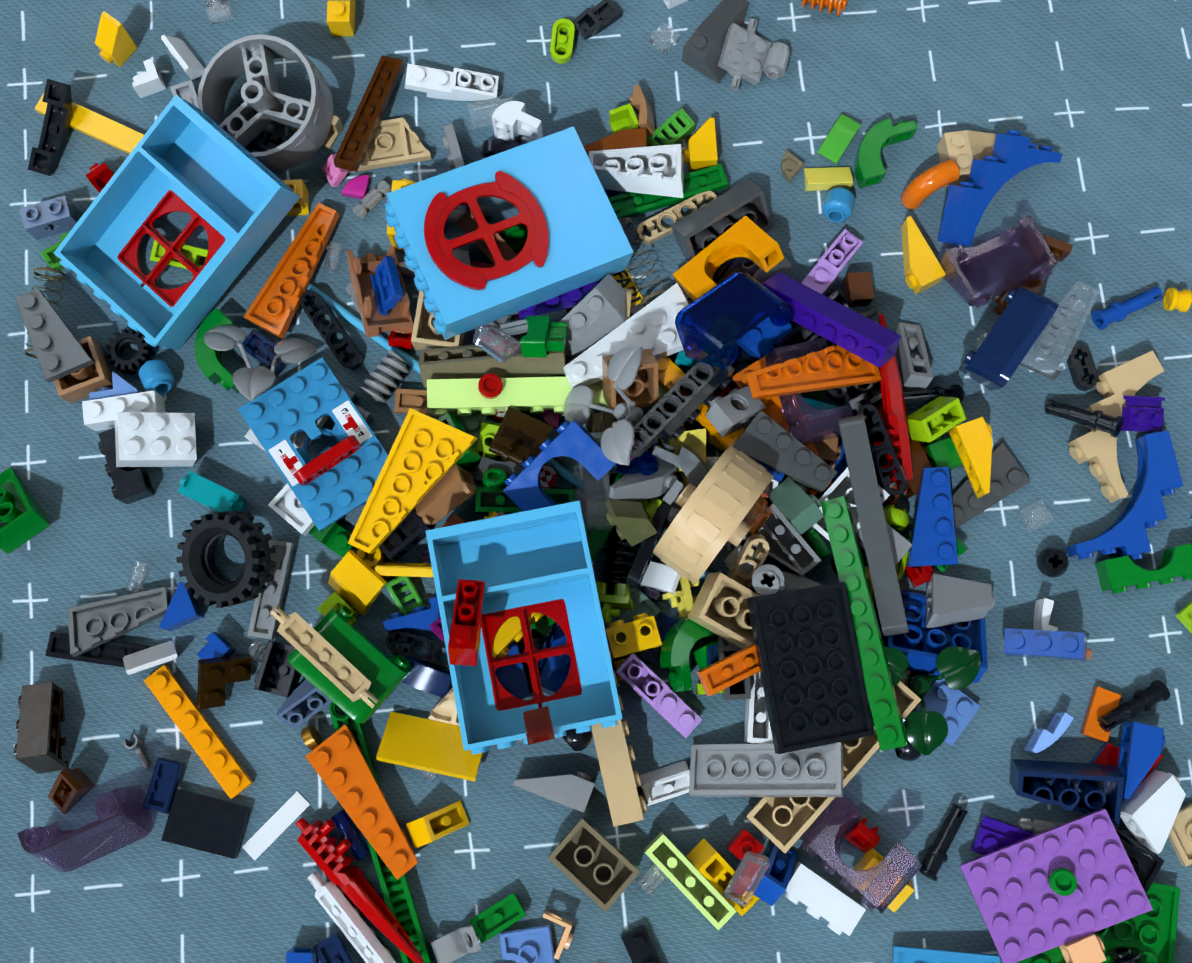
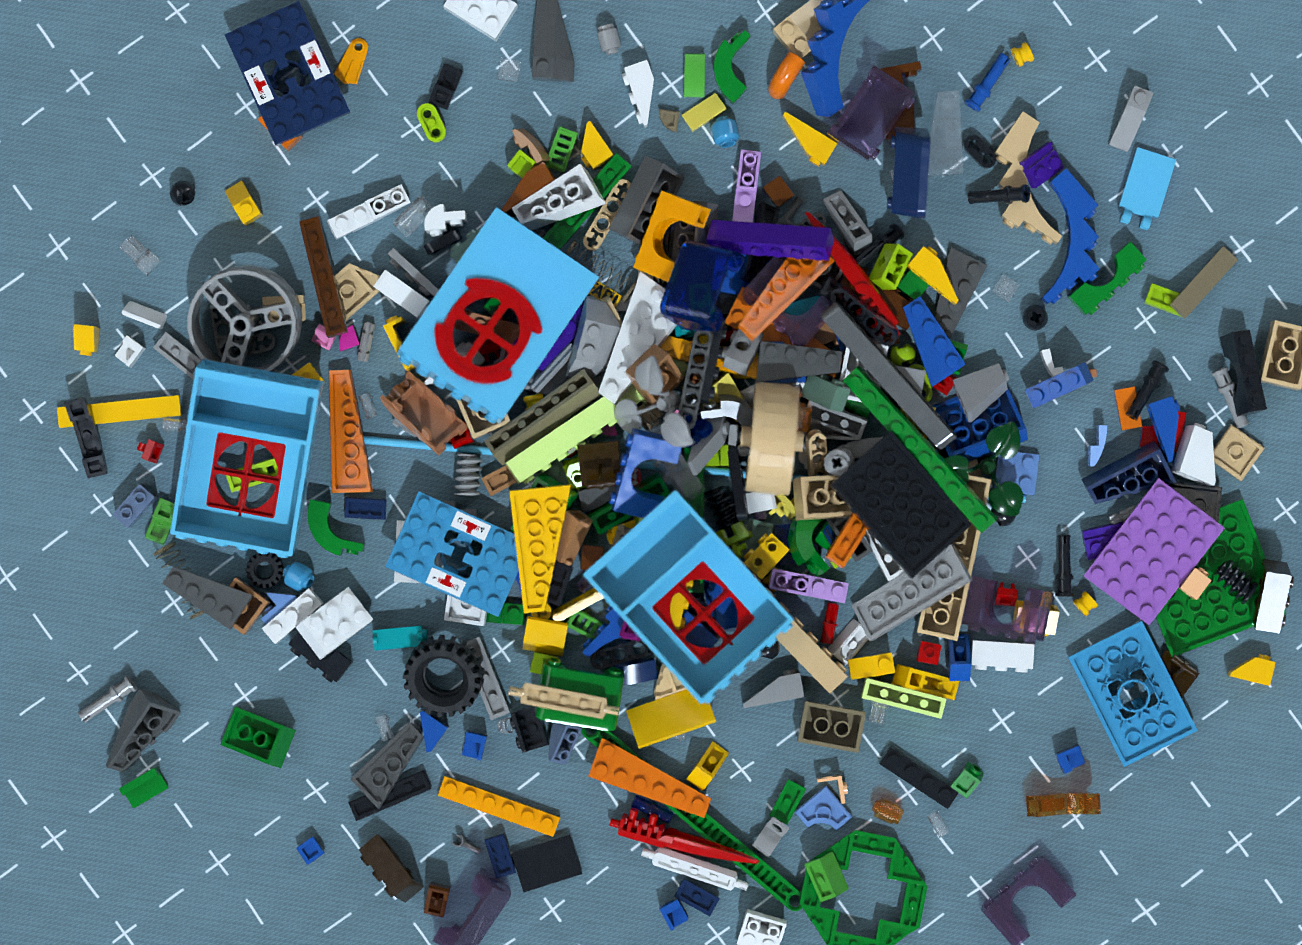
camera: 30 degrees left, 10 degrees up
(149, 657) = (433, 776): white slope -> none
(214, 675) = (488, 760): dark brown plate -> none
(259, 379) = (381, 537): light grey plant -> none
(275, 826) = (595, 835): white sticker -> none
(311, 737) = (582, 762): pearl gold tile -> none
(327, 460) = (474, 564): red beam -> none
(329, 331) = (404, 460): black beam -> none
(386, 285) = (428, 407): blue plate -> none
(427, 156) = (402, 294): none -> white slope
(466, 623) = (651, 619): red slope -> none
(490, 386) = (555, 439): red tile -> none
(494, 479) = (599, 503): green tile -> none
(496, 342) = (538, 402): clear slope -> none
(539, 725) = (741, 657): clear red panel -> none
(543, 337) = (571, 379): green piece -> none
(631, 520) = (715, 475): olive slope -> none
(657, 750) = (829, 623): none -> red axle
(675, 823) = (871, 665): none -> yellow slope
(743, 54) = (580, 49): light grey plate -> none
(746, 878) = (940, 672): clear slope -> none
(783, 118) = (641, 84): none -> white slope
(944, 897) = (1085, 603): none -> yellow wheel
(1062, 881) = (1154, 545): green tile -> none

